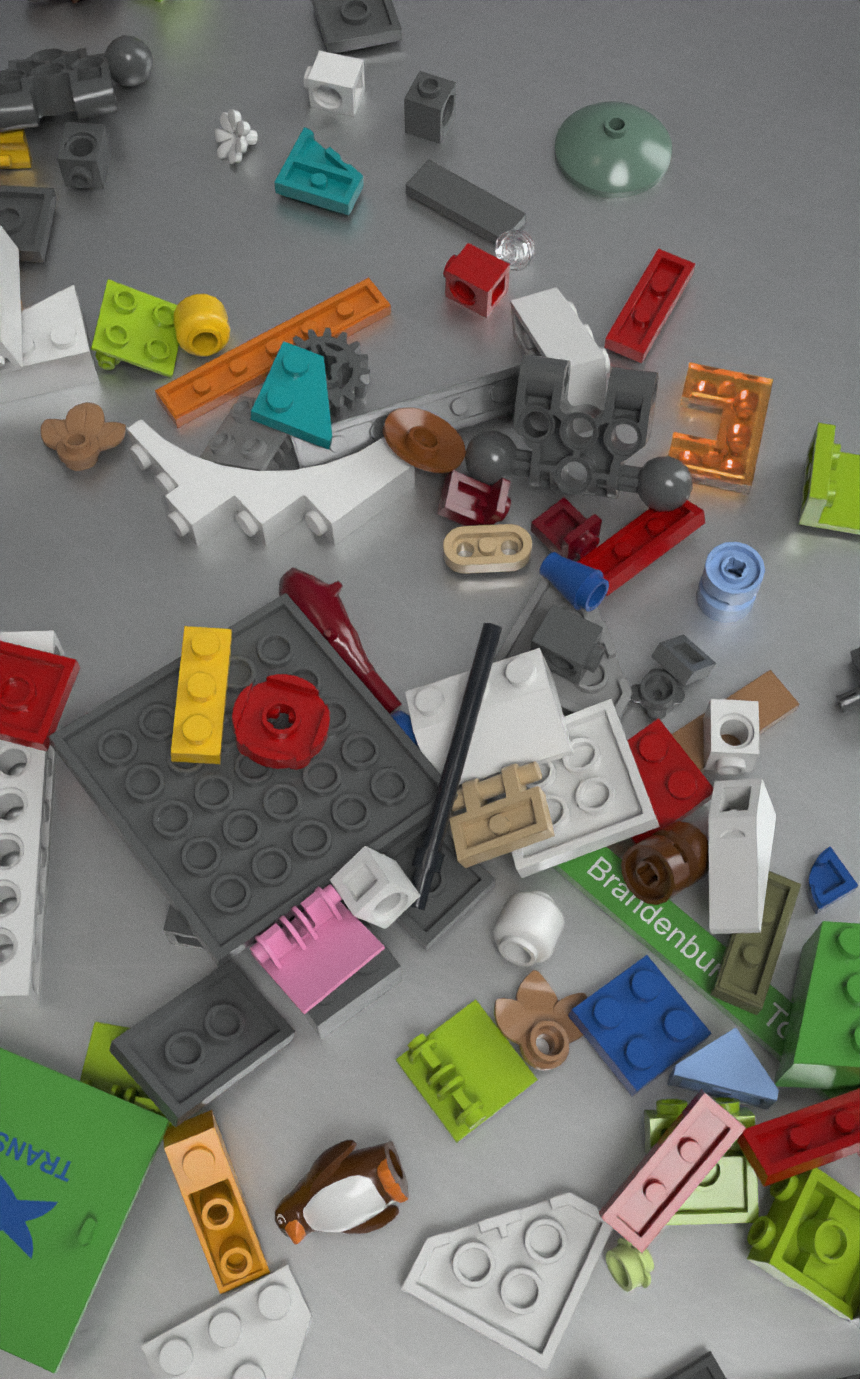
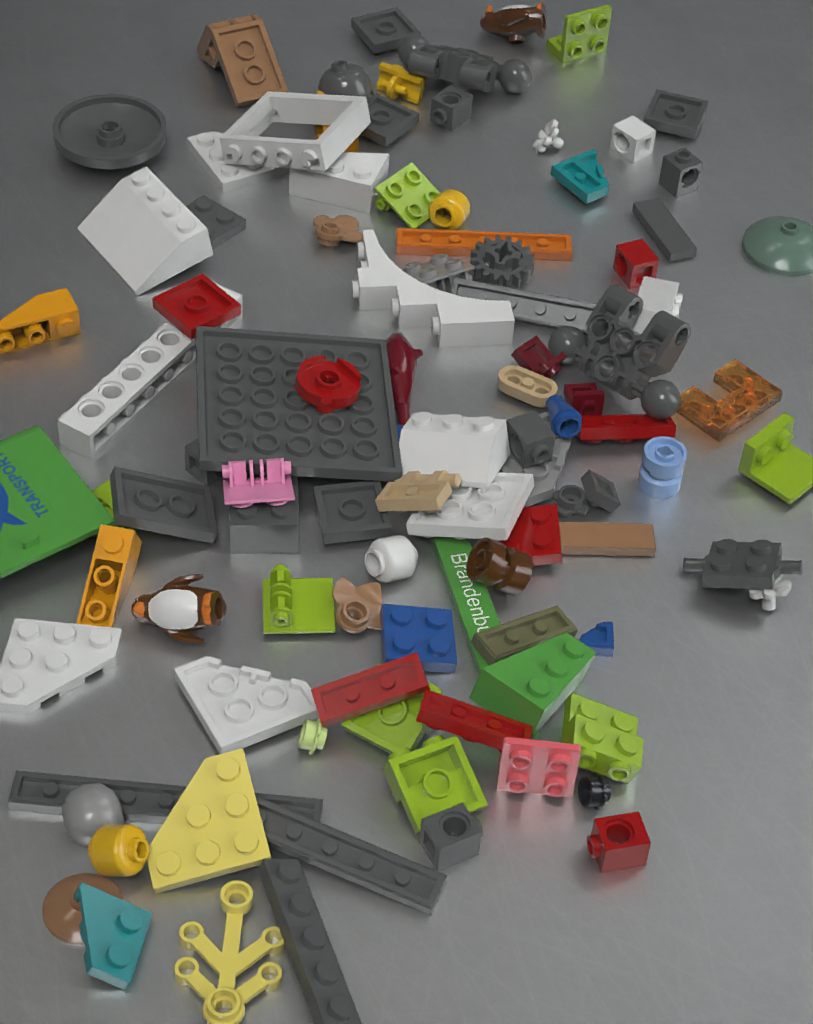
camera: 30 degrees right, 20 degrees down
(201, 695) = (285, 357): yellow plate -> none
(296, 396) = (470, 256): teal wing -> none
(374, 887) = (315, 469): white brick -> none
(424, 440) = (530, 313): dark orange dish -> none
(428, 857) = (361, 489): black bar -> none
(515, 248) = (673, 260): clear plate -> none
(649, 305) = (736, 324): red plate -> none
(726, 1070) = (448, 673): light blue slope -> none
(737, 719) = (593, 531): white brick -> none
(739, 855) = (550, 579): white slope -> none

